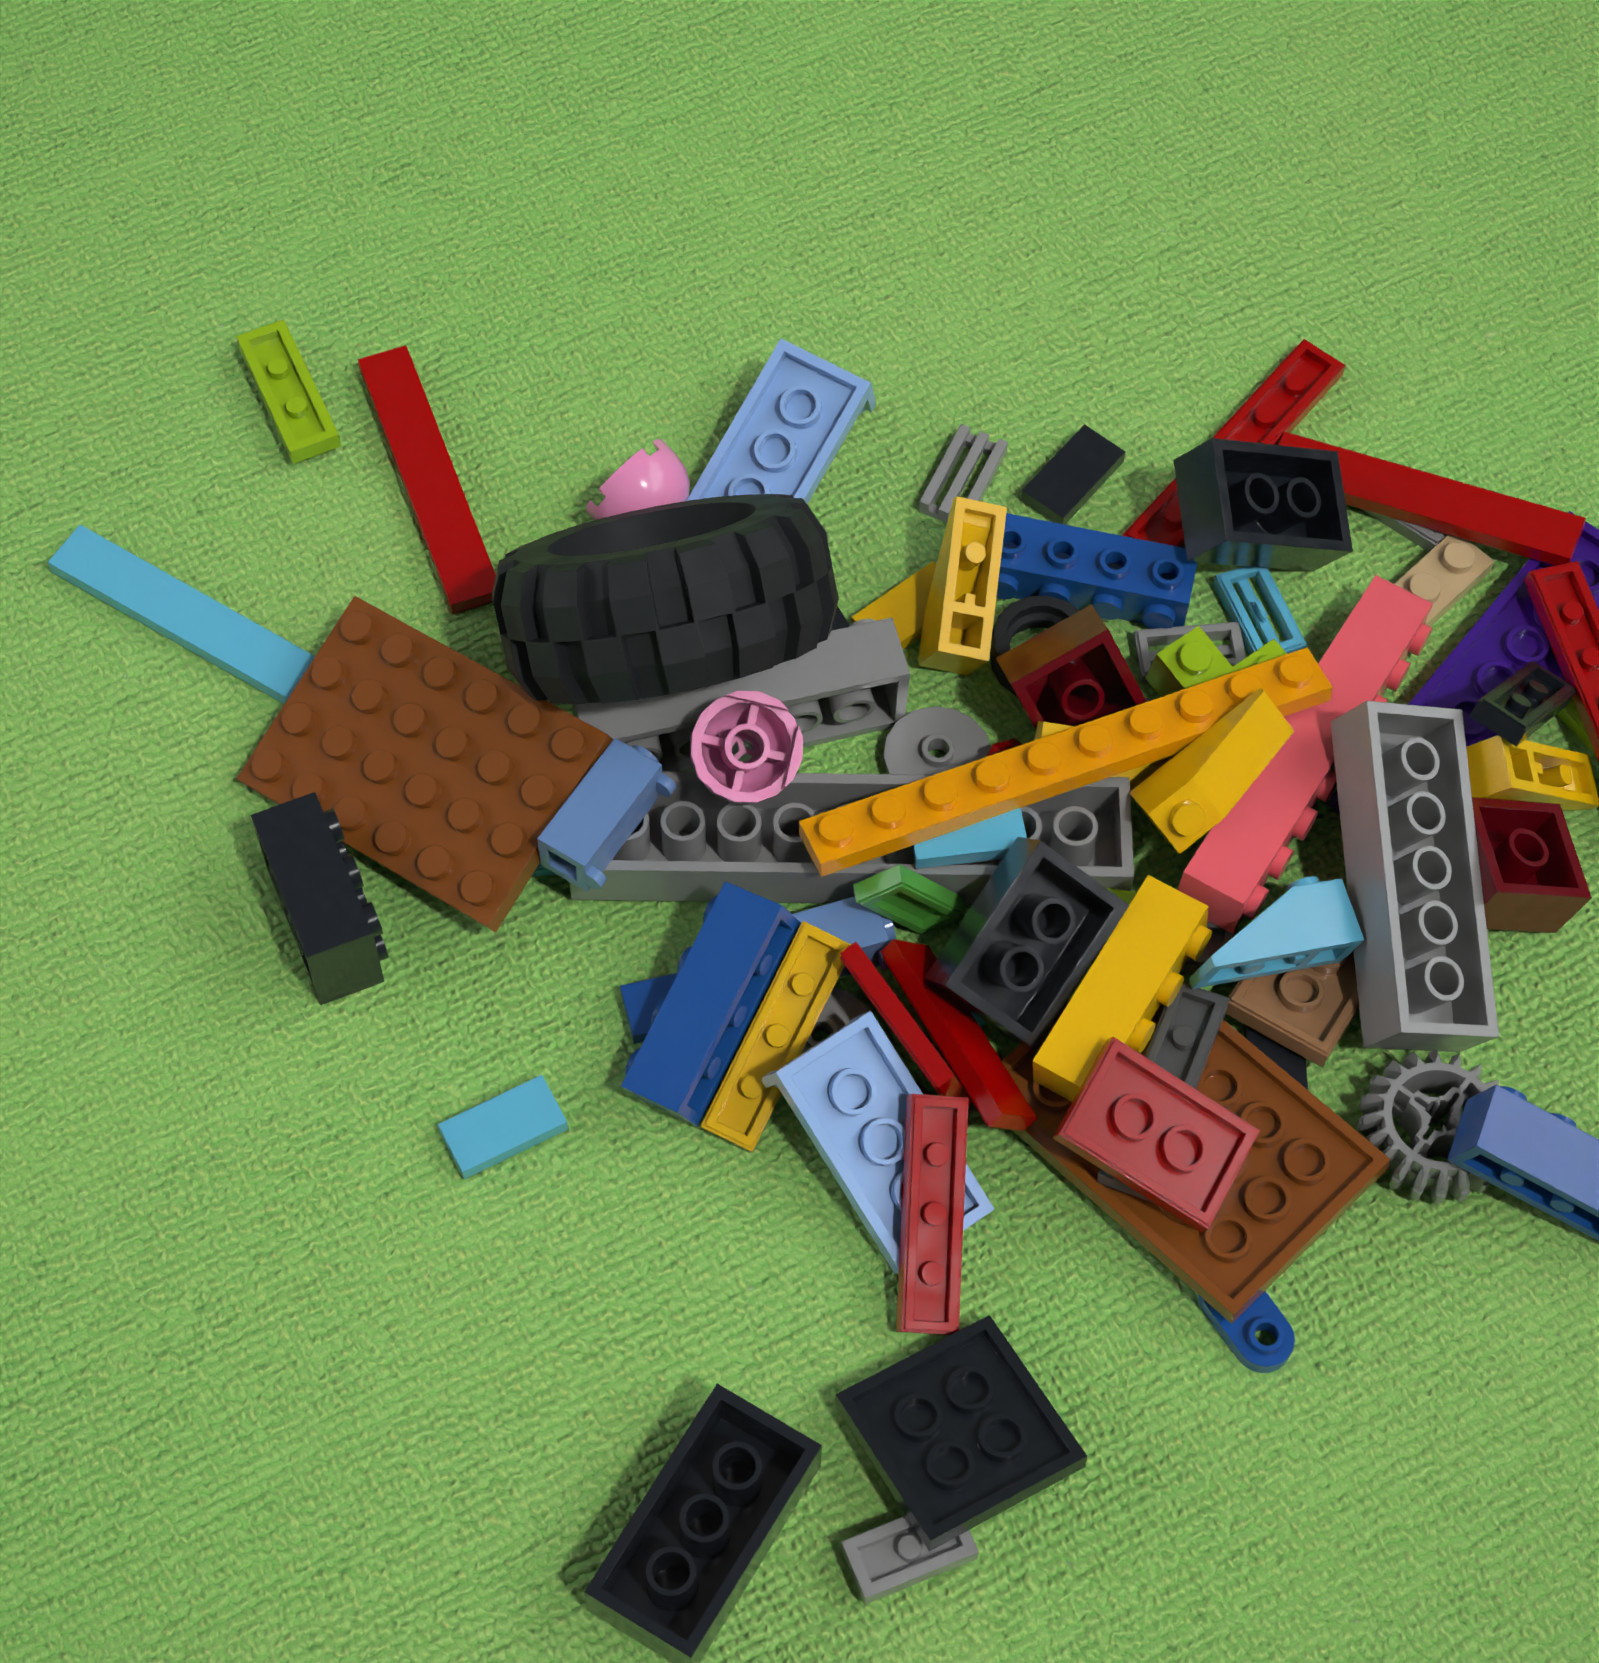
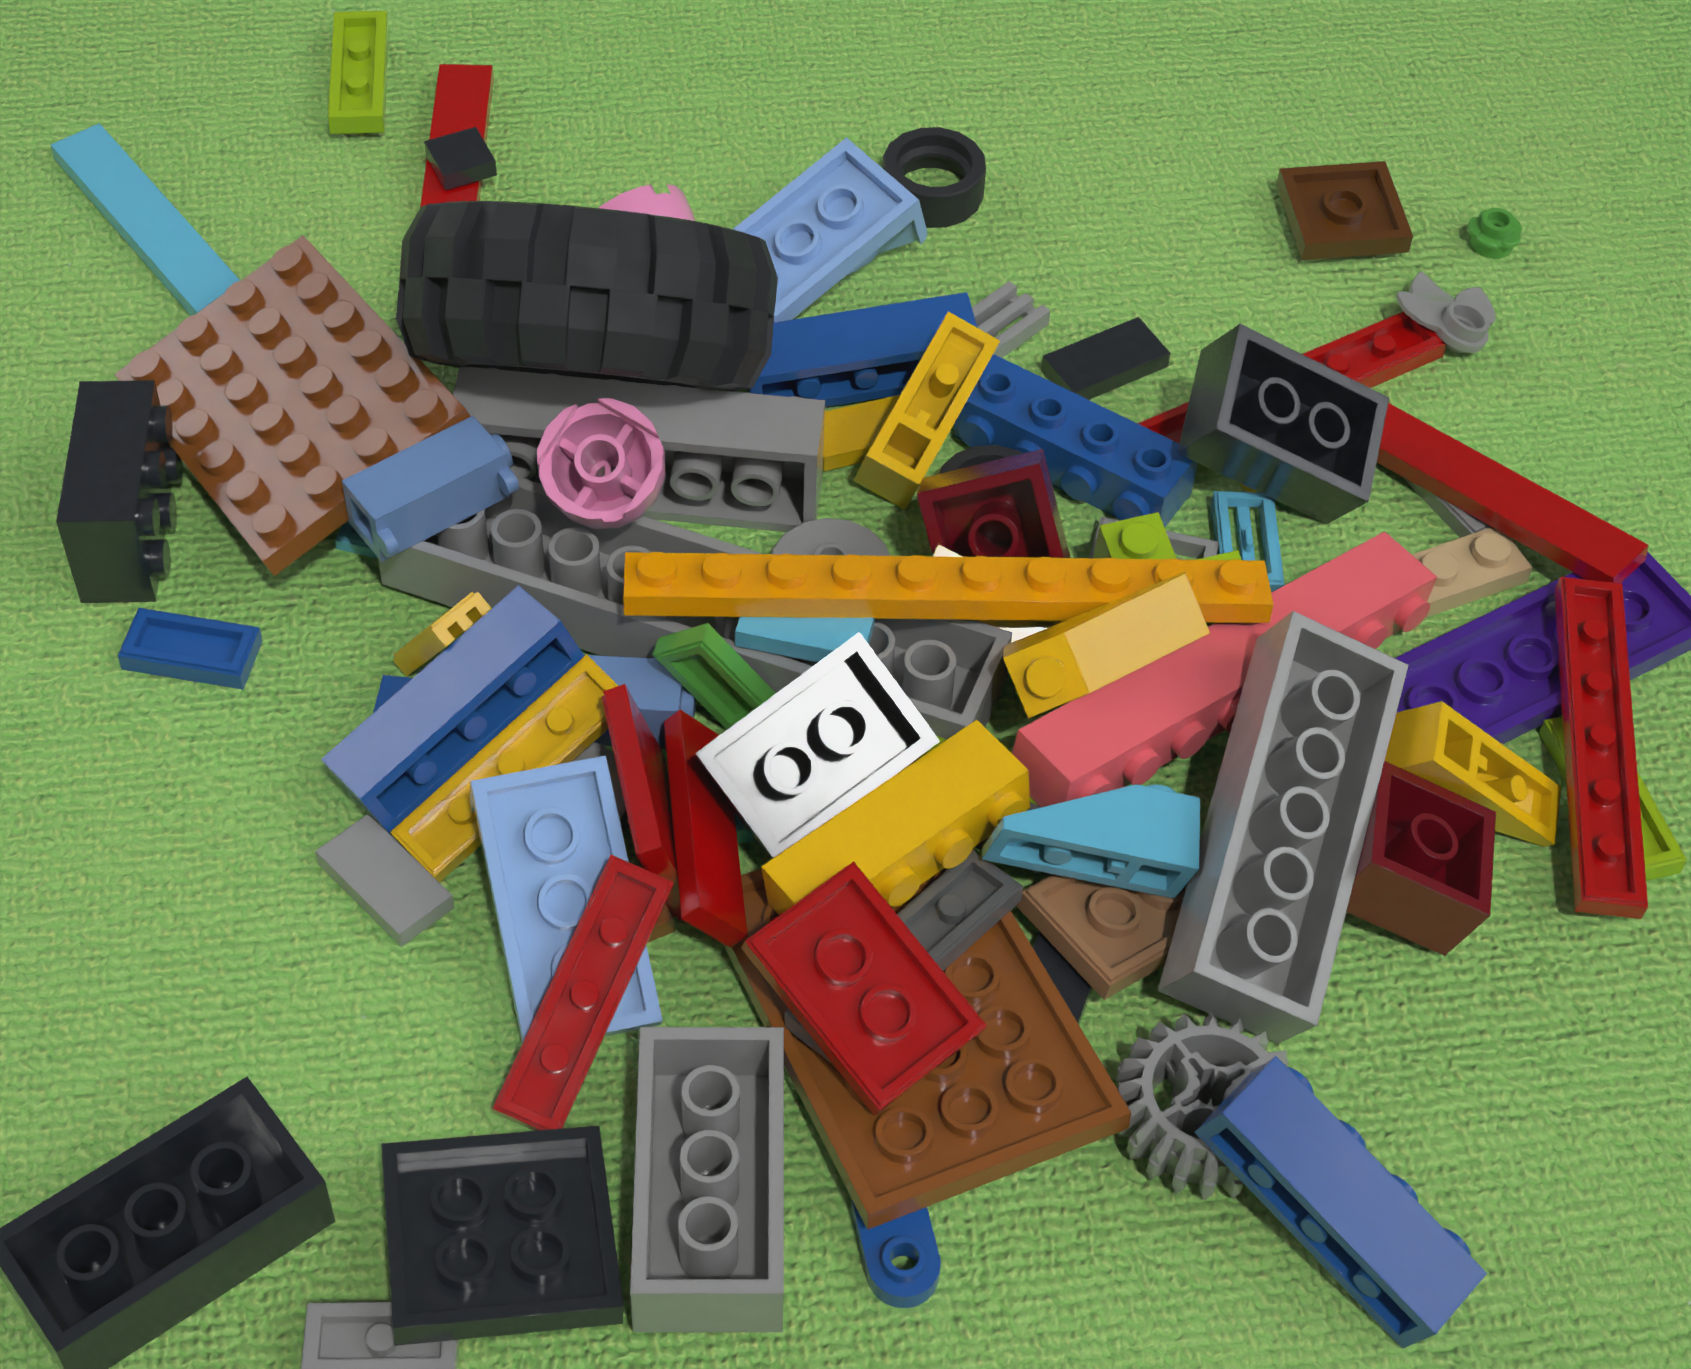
camera: 20 degrees right, 10 degrees down
(432, 457) = (460, 158): none -> black tile
(441, 1016) = (190, 648): none -> blue tile
(503, 1126) = (190, 769): medium azure tile -> none
(664, 936) = (441, 633): none -> yellow tile
(711, 1166) = (385, 879): none -> light grey tile
(859, 307) = (946, 151): none -> black tyre
(892, 531) = (855, 351): none -> blue brick
(1099, 1328) = (709, 1181): none -> light grey brick
(1210, 258) = (1344, 210): none -> reddish brown plate
(1337, 247) = (1494, 233): none -> bright green plate
(1340, 336) = (1457, 321): none -> light grey plate
(1523, 703) = (1490, 690): black tile -> none

